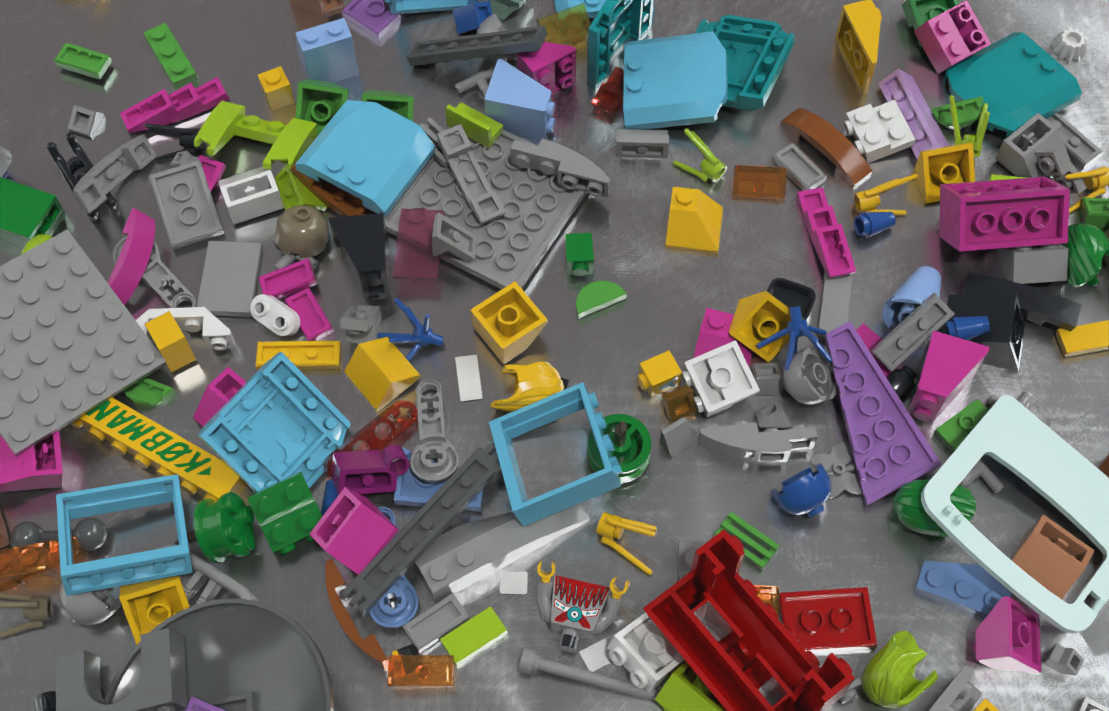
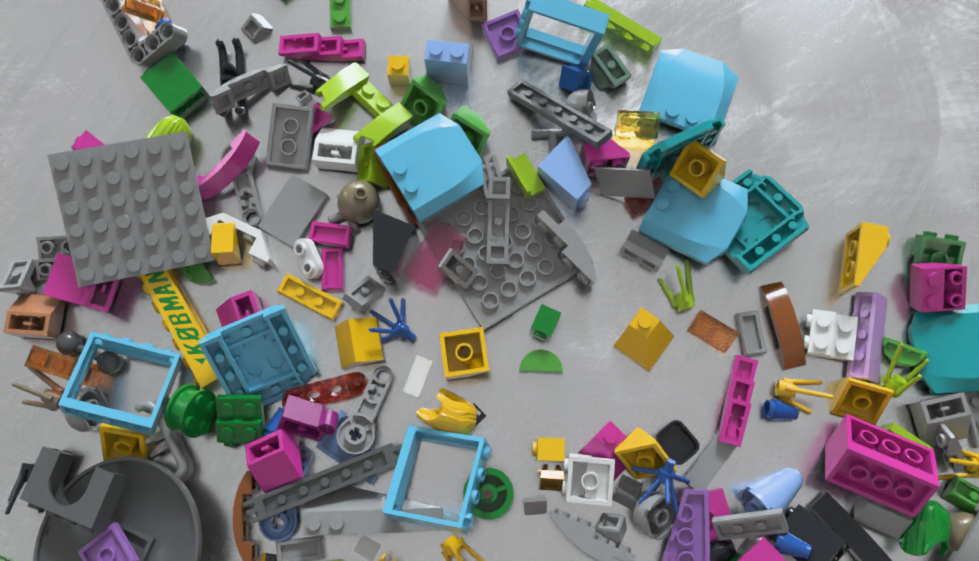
camera: 30 degrees right, 15 degrees up
(584, 80) = (625, 182): none -> light grey window
(652, 29) = (699, 169): none -> yellow slope

